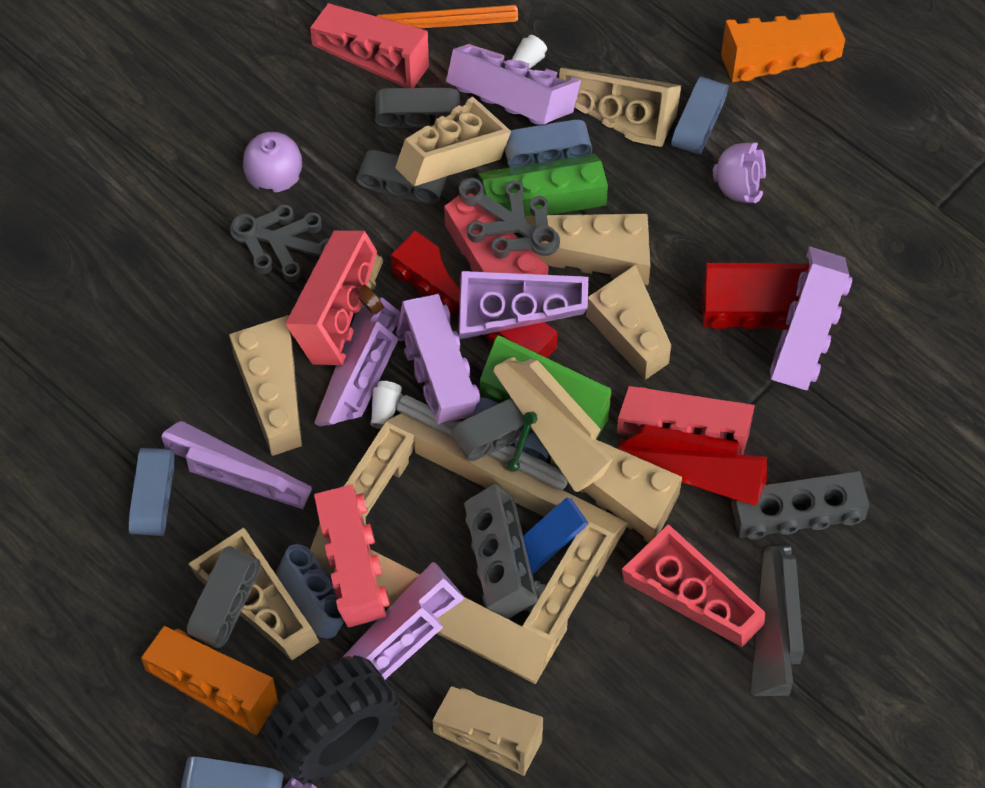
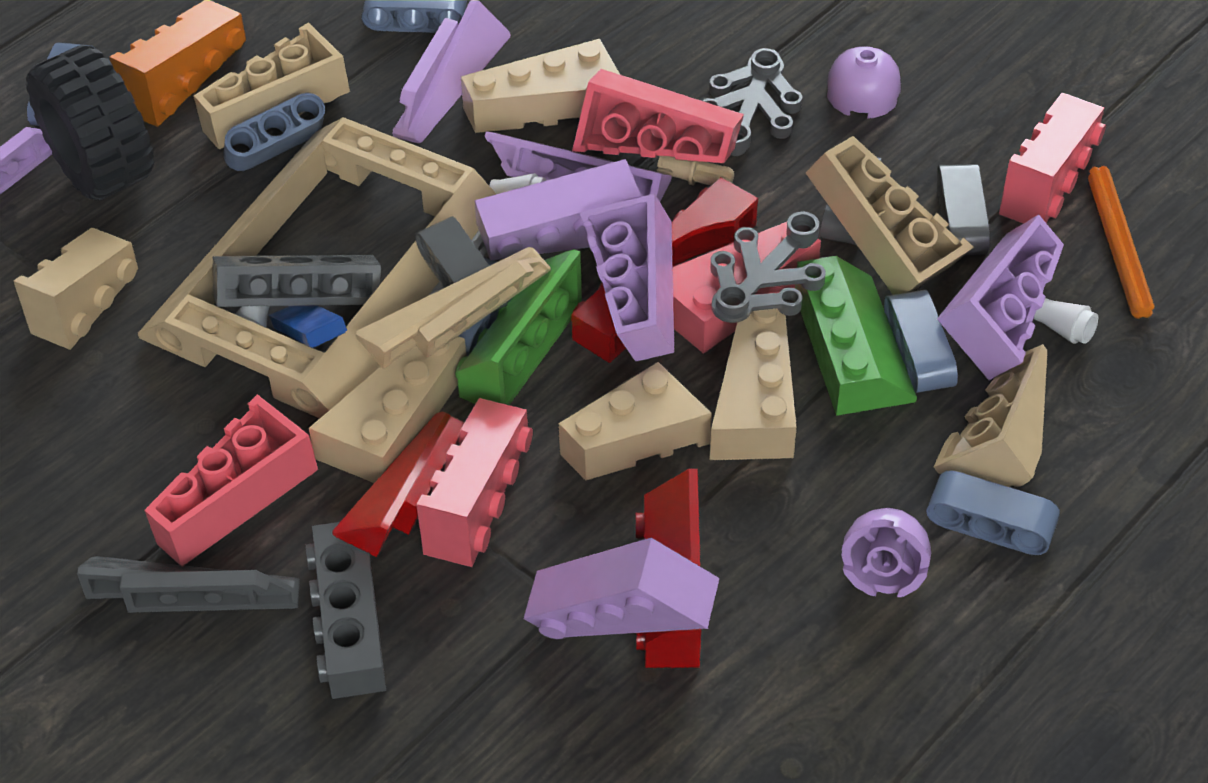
camera: 90 degrees right, 10 degrees down
(223, 597) = (254, 38): dark grey beam -> none
(350, 556) = (281, 127): coral wedge -> none
(369, 299) = (648, 152): reddish brown tile -> none
(408, 622) = (207, 197): lavender wedge -> none
(529, 419) = (418, 294): dark green hinge -> none
(779, 45) = (1134, 609): orange wedge -> none

